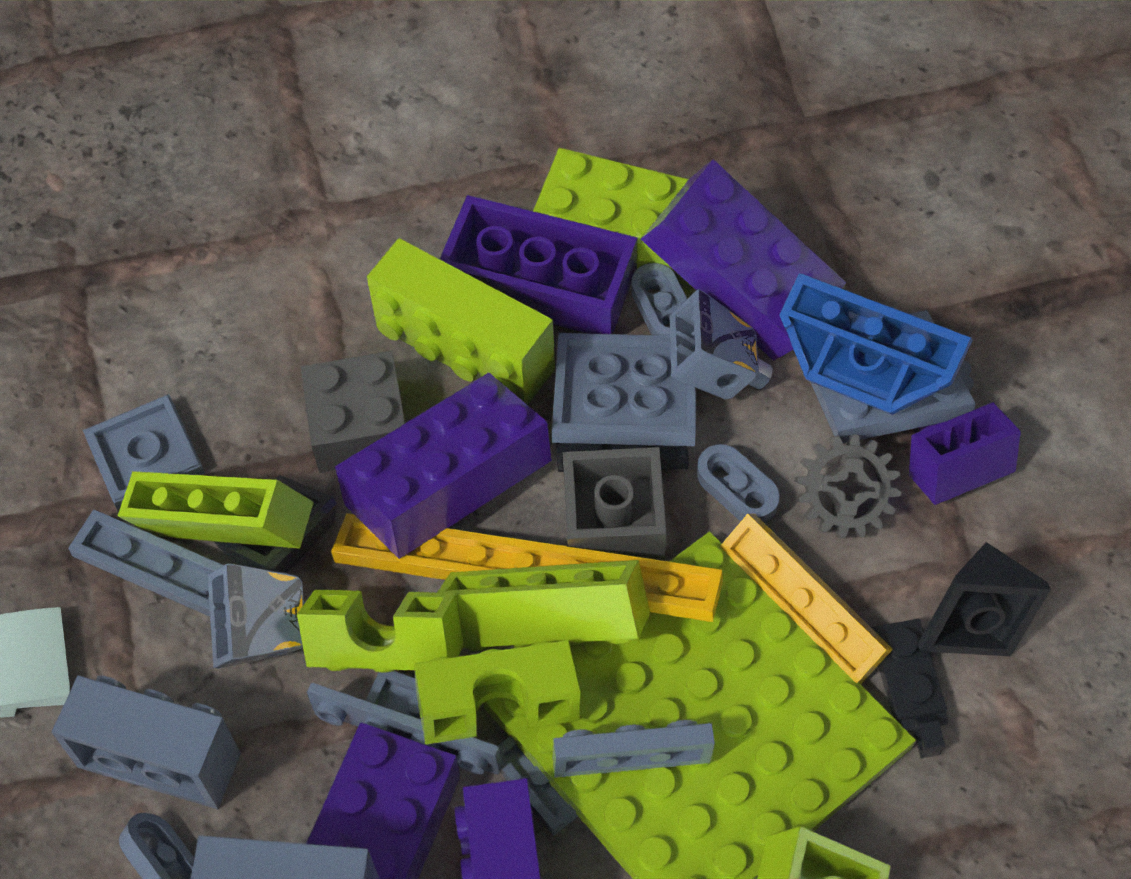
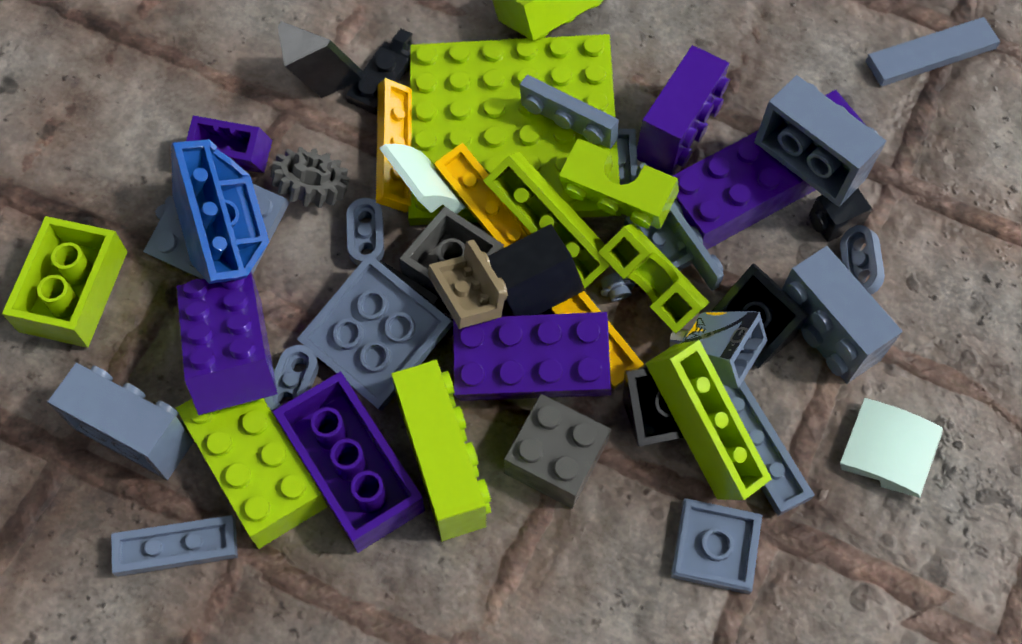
camera: 145 degrees left, 5 degrees up
(252, 697) = (778, 311): none -> black slope
(511, 527) = (537, 272): none -> black slope
(552, 443) = (469, 287): none -> dark tan bracket
(630, 119) = (174, 545): none -> sand blue plate
(714, 348) = (301, 306): sand blue torso -> none
(717, 532) = (422, 177): none -> light aqua slope
(770, 148) = (122, 419): none -> sand blue brick
(953, 224) = (65, 282): none -> lime brick

